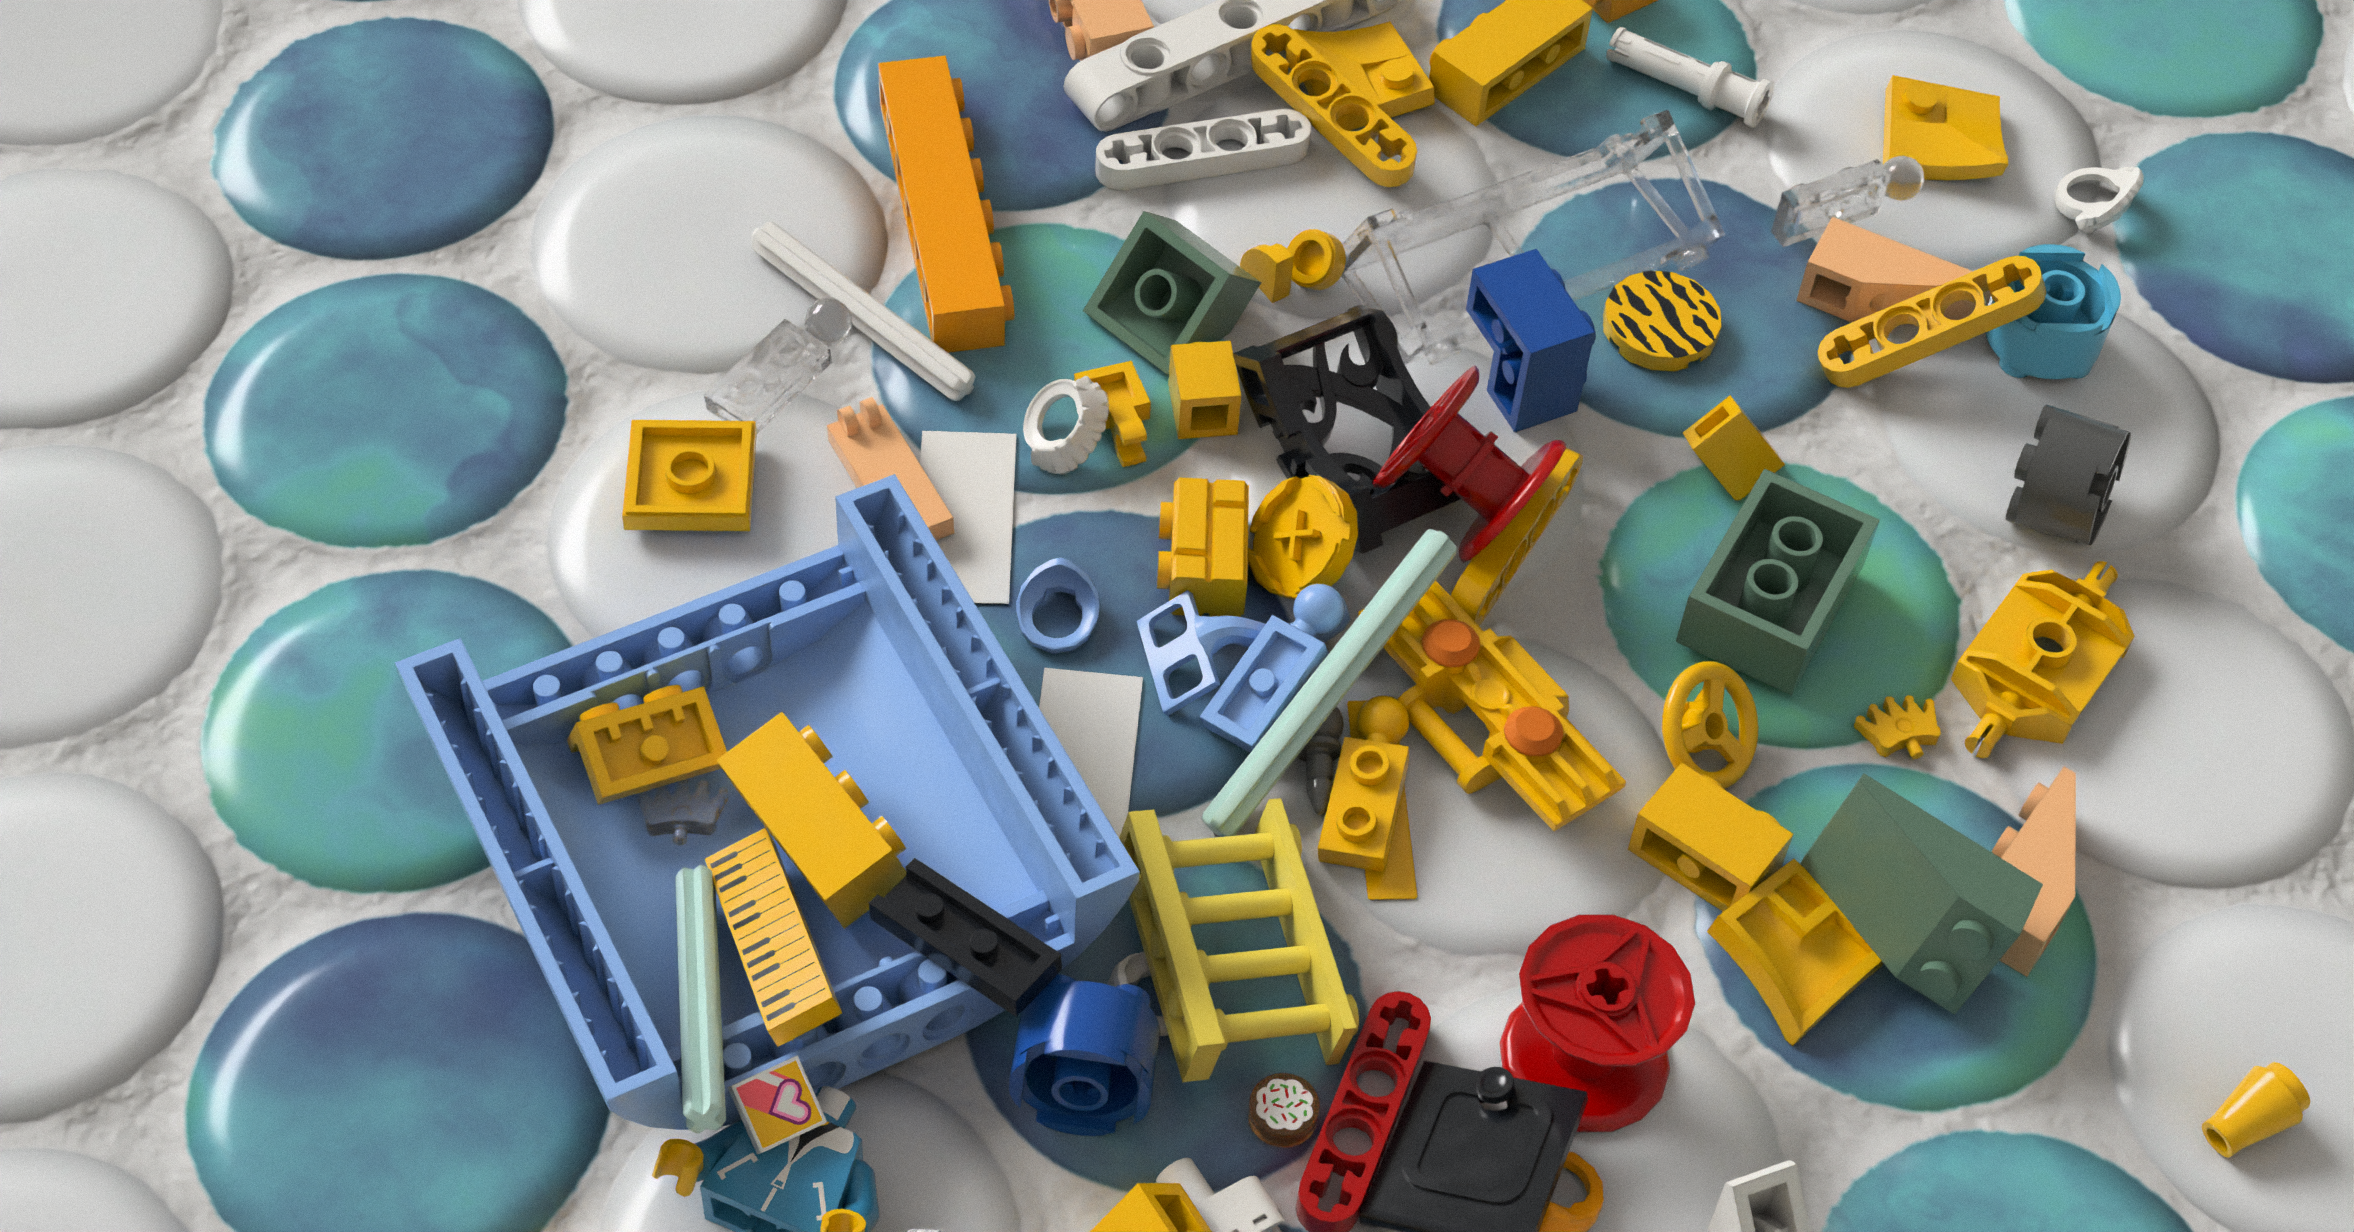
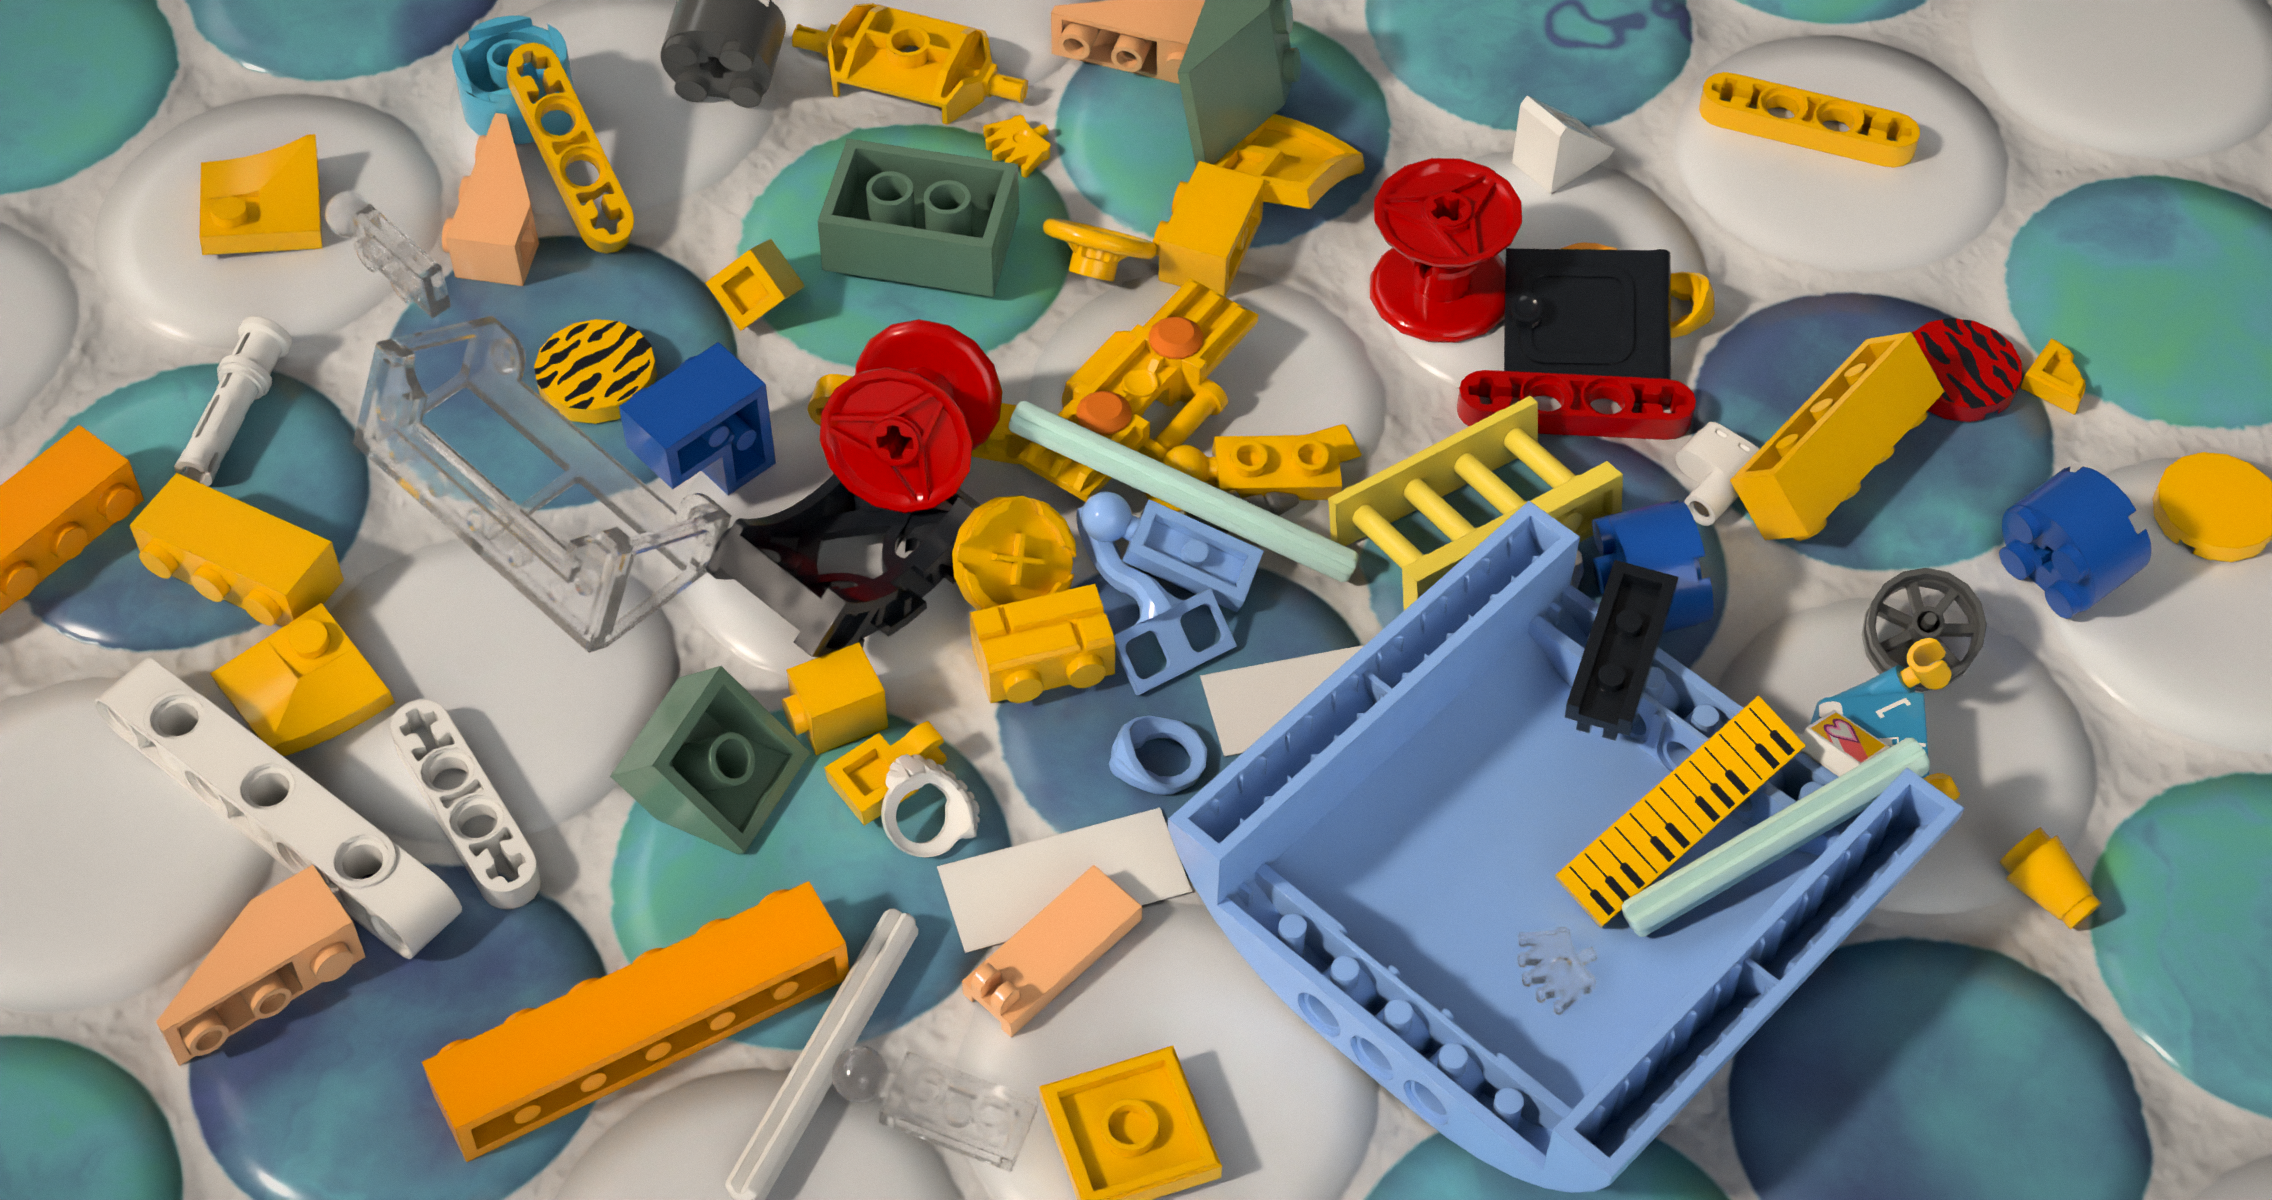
camera: 105 degrees left, 0 degrees up
(648, 743) = (1516, 1001): yellow bracket -> none
(816, 816) = (1538, 821): yellow brick -> none
(1271, 267) = (640, 693): yellow tile -> none
(1283, 1110) = (1598, 446): tile -> none
(1317, 259) = (616, 651): yellow tile -> none
(1339, 100) = (373, 676): yellow beam -> none
(2094, 216) = (305, 58): white piece -> none

